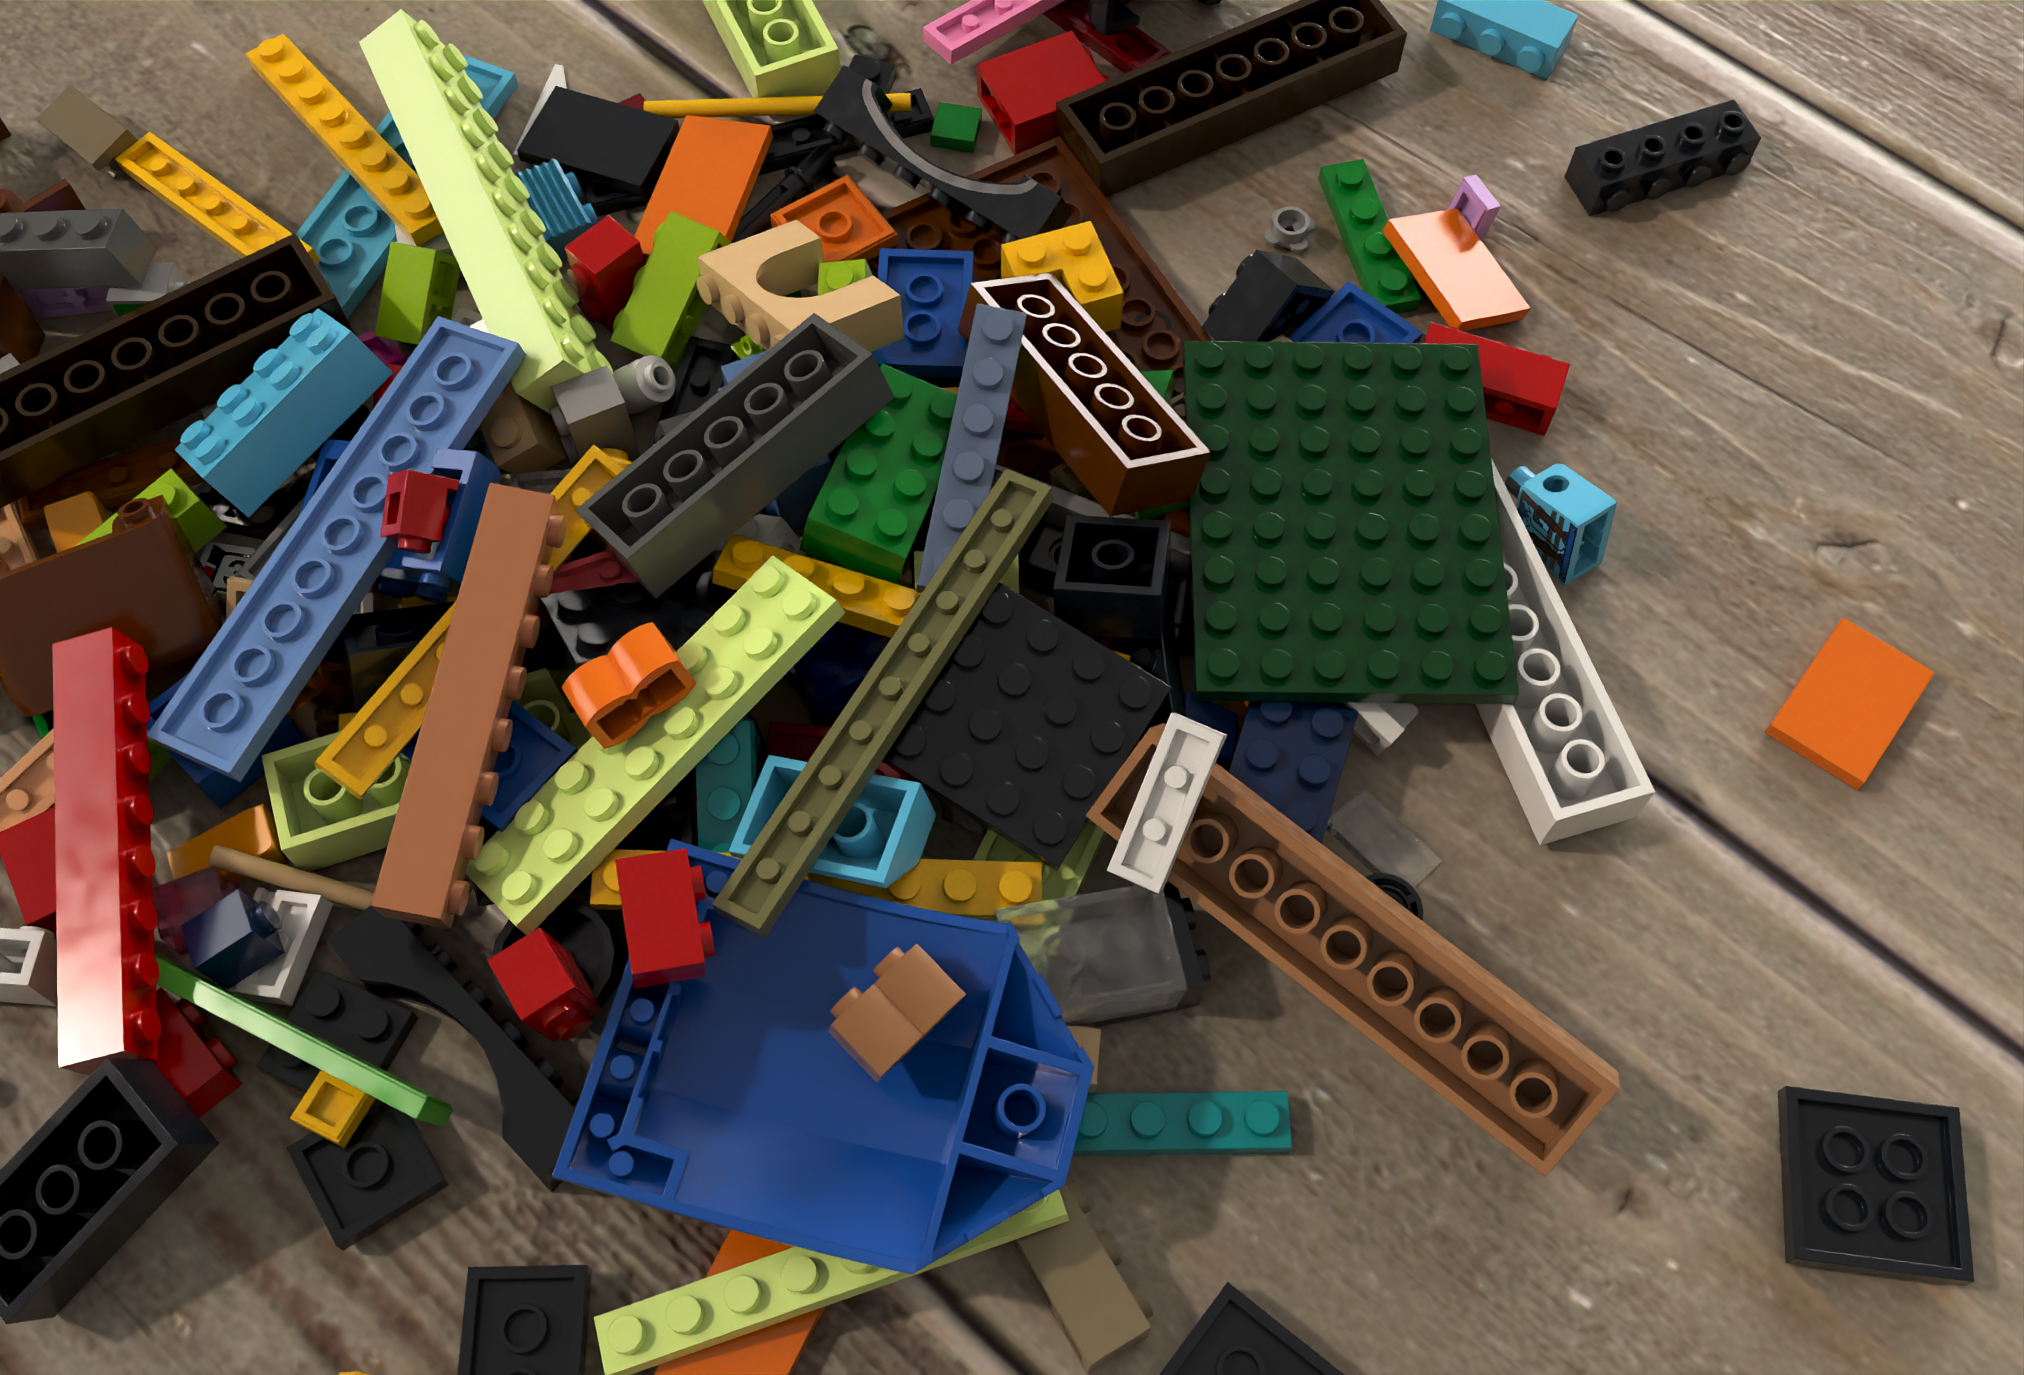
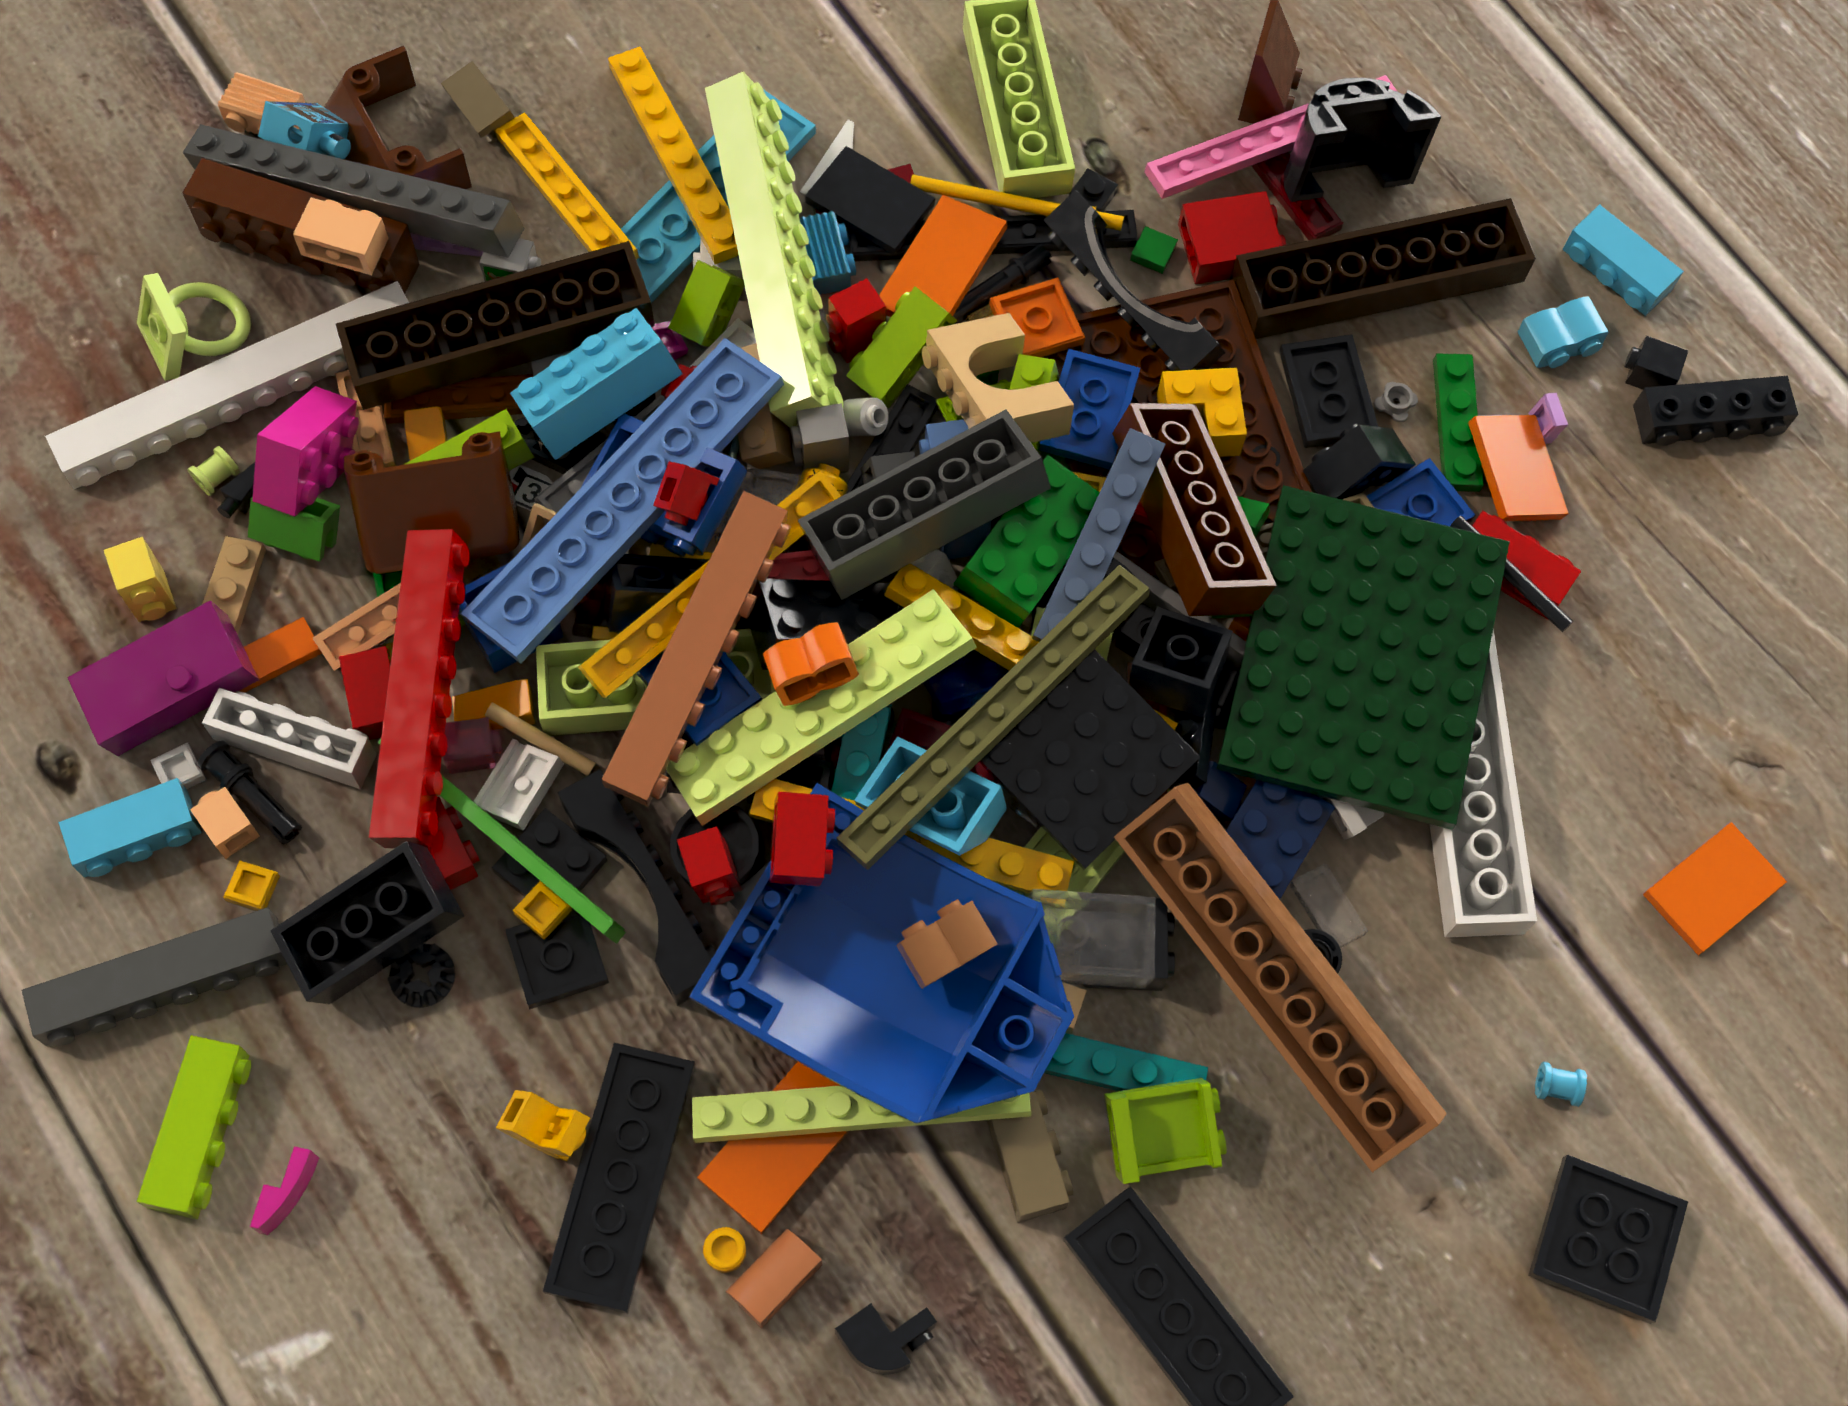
camera: 10 degrees right, 5 degrees up
(207, 1237) = (418, 993): none -> black gear
(233, 938) = (494, 773): dark blue brick -> none
(1166, 802) = (1173, 843): white plate -> none
(1201, 231) = (1326, 388): none -> black plate
(1252, 1190) = (1164, 1128): none -> lime panel
(1461, 112) = (1563, 332): none -> medium azure brick
(1519, 400) = (1525, 586): none -> black bar
(1564, 518) = (1536, 693): medium azure torso -> none
(1576, 121) = (1654, 364): none -> black brick
(1746, 995) = (1561, 1084): none -> medium azure bush

